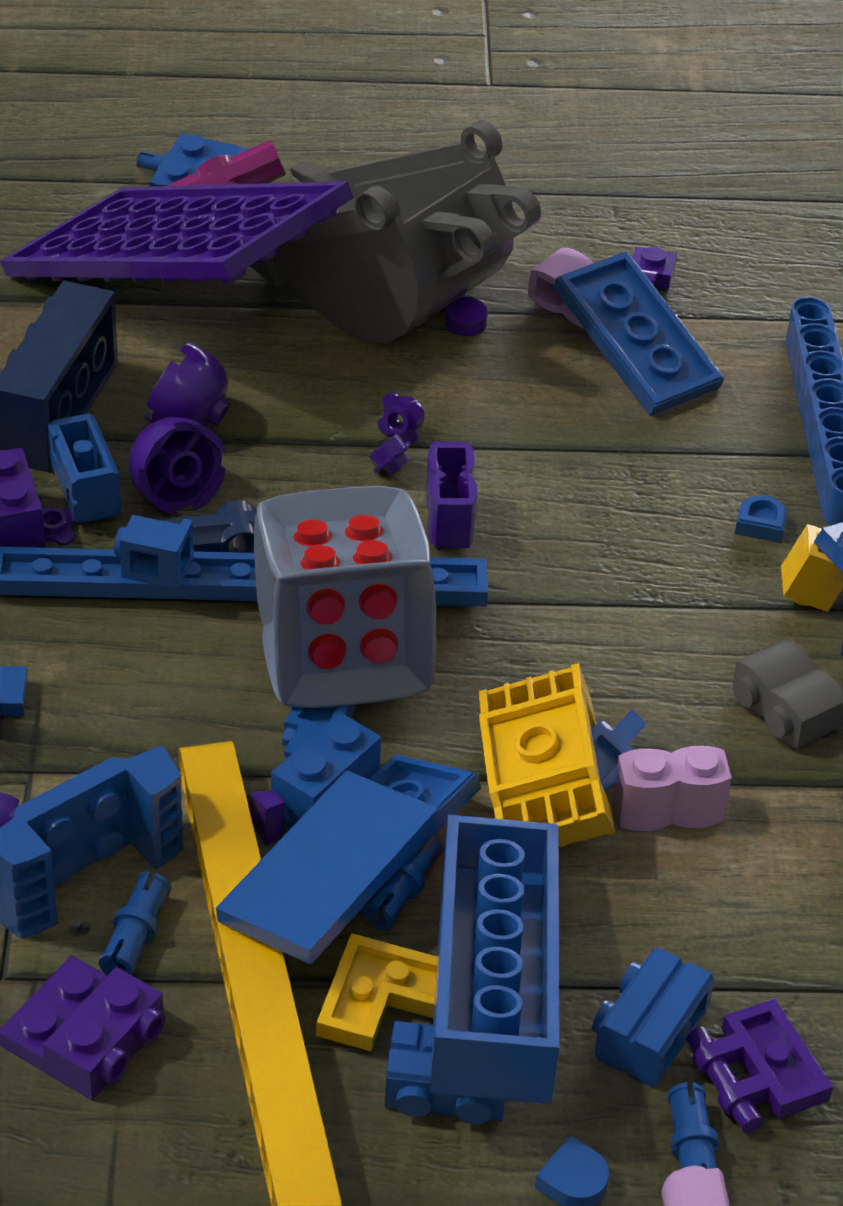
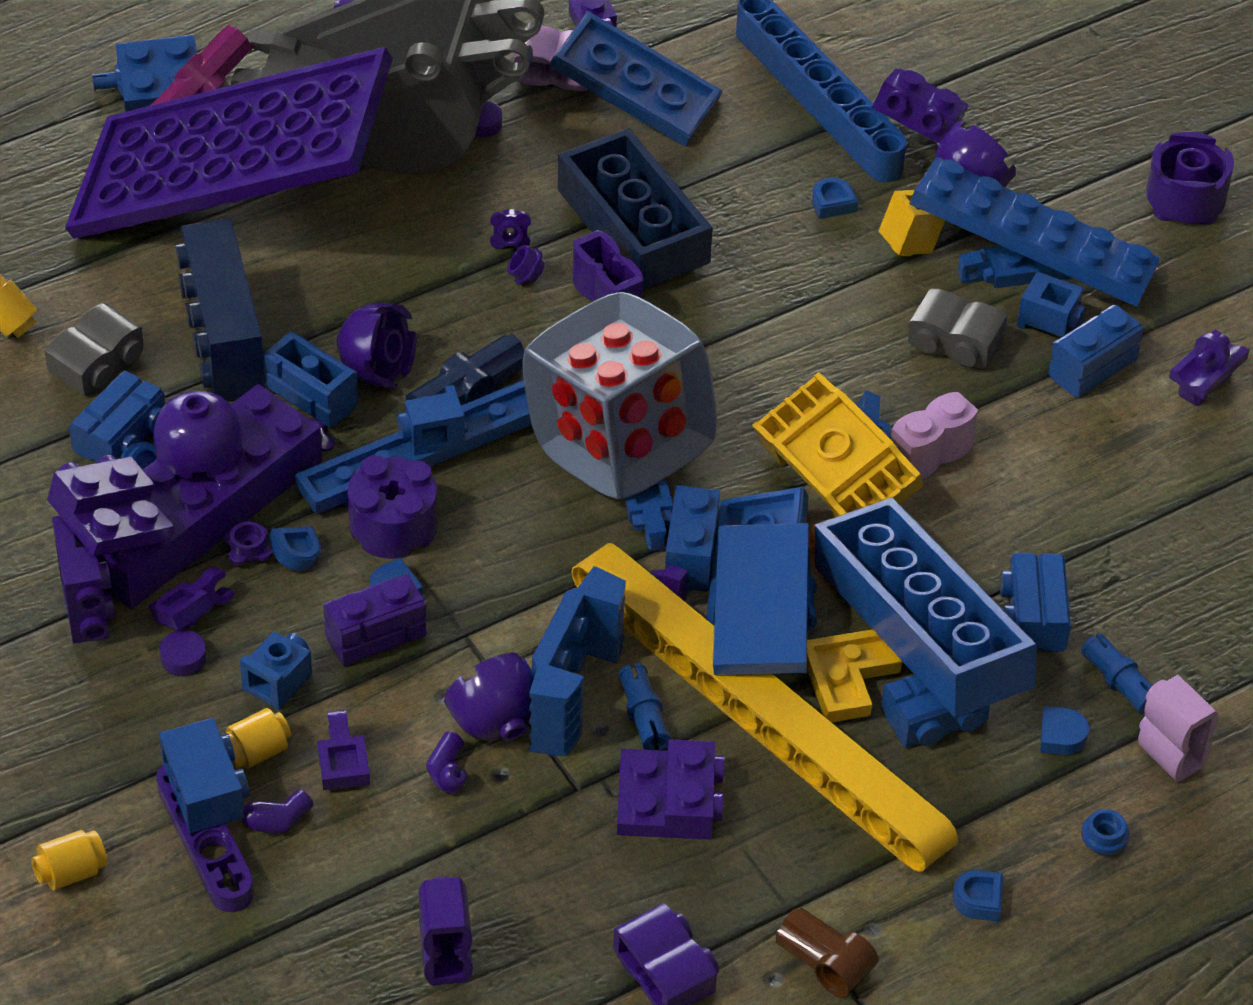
camera: 30 degrees left, 5 degrees up
(56, 614) = (392, 506): none -> dark purple brick
(191, 389) = (336, 280): dark purple cylinder -> none
(534, 445) = (633, 200): none -> dark blue brick
(775, 1058) = (1131, 593): dark purple plate -> none

